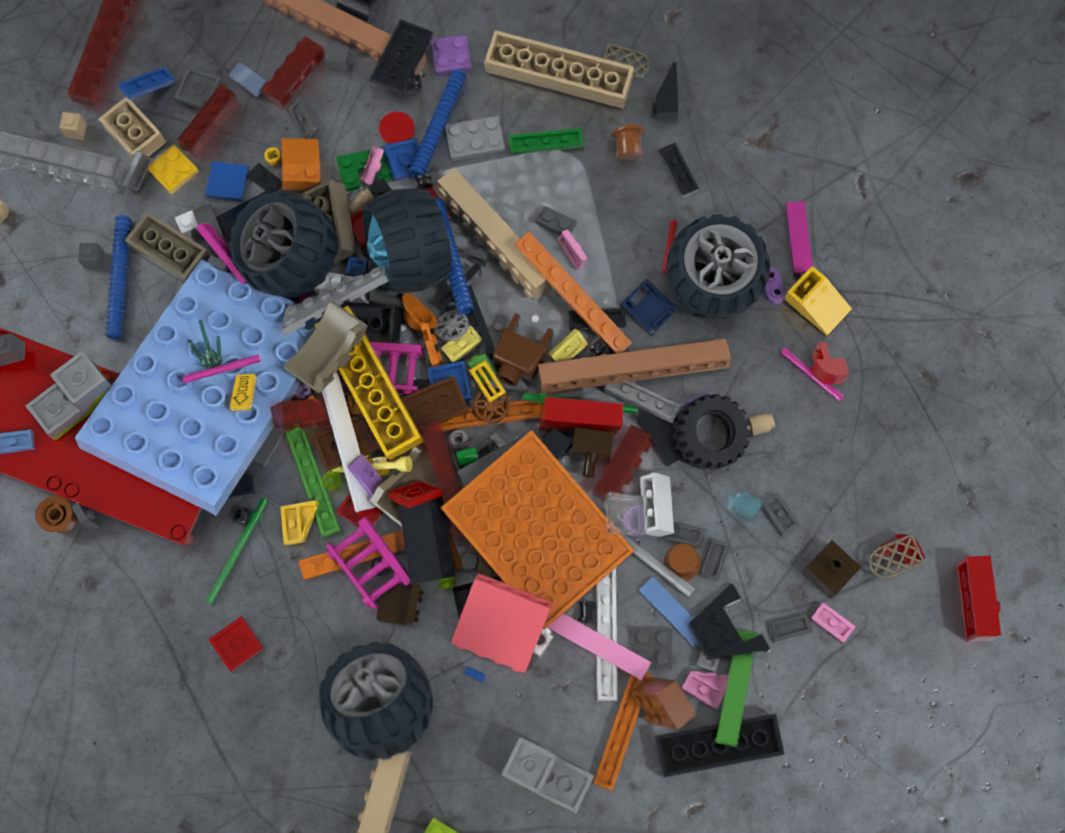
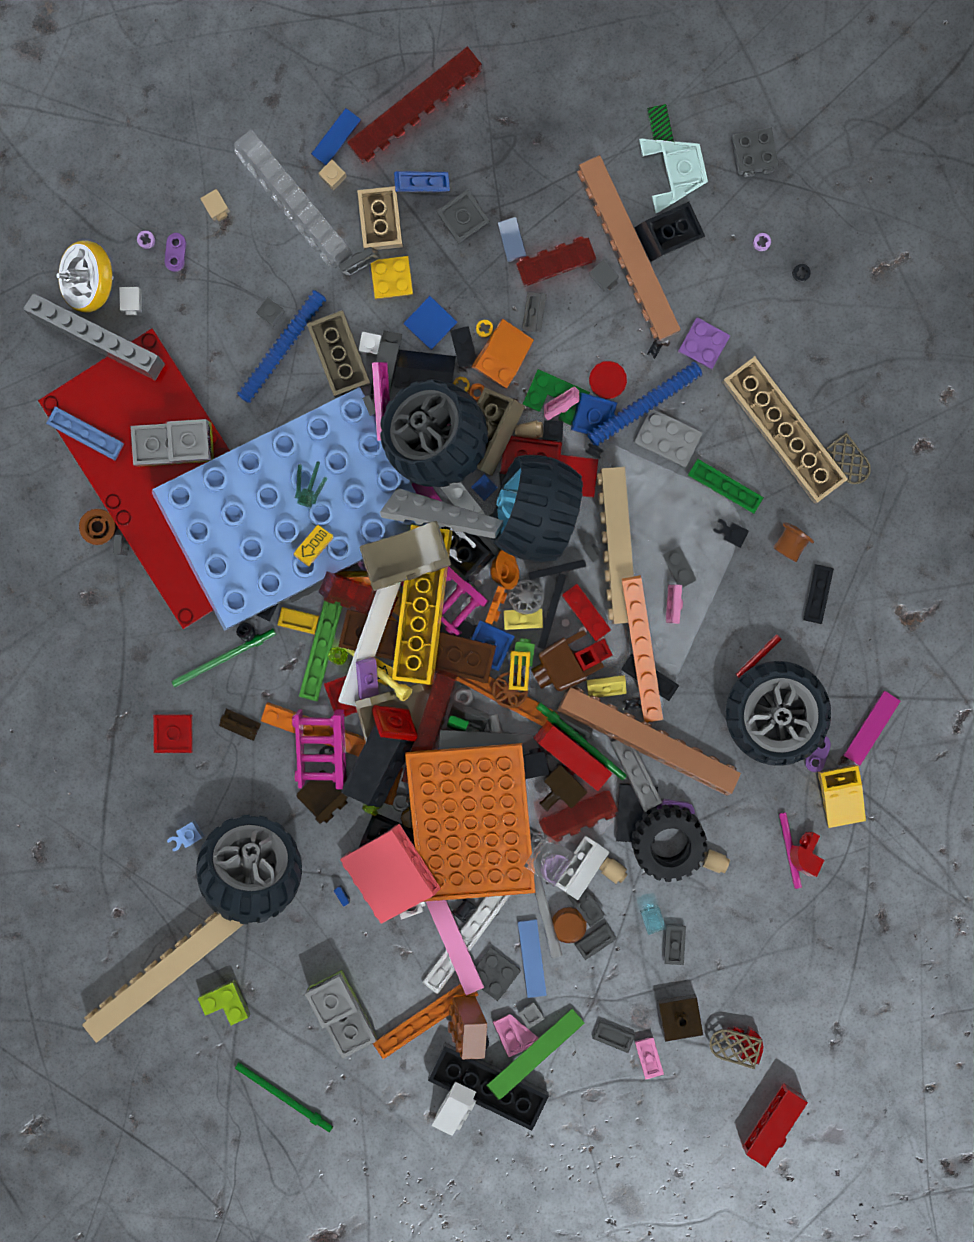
camera: 30 degrees right, 15 degrees up
(58, 98) = (336, 137): none -> blue tile
(208, 121) = (451, 256): clear red brick -> none
(221, 369) = (309, 511): dark pink bar -> none
(279, 477) = (298, 620): none -> yellow tile
(288, 595) = (239, 724): none -> dark brown hinge
(297, 521) = (287, 670): yellow wing -> none
(307, 718) = (187, 835): none -> light blue brick
(401, 57) = (657, 320): black tile -> none
(456, 276) = (556, 568): blue piece -> none
(507, 303) = (586, 612): none -> red brick
(537, 328) = (593, 654): none -> red brick
(579, 169) = (734, 534): none -> black plate
(651, 310) = (703, 699): dark blue container -> none
(667, 97) = (855, 525): black slope -> none
(684, 490) = (613, 870): none -> tan brick
(705, 785) = (454, 1109): none -> white brick
(717, 633) = (552, 1001): black wing -> none

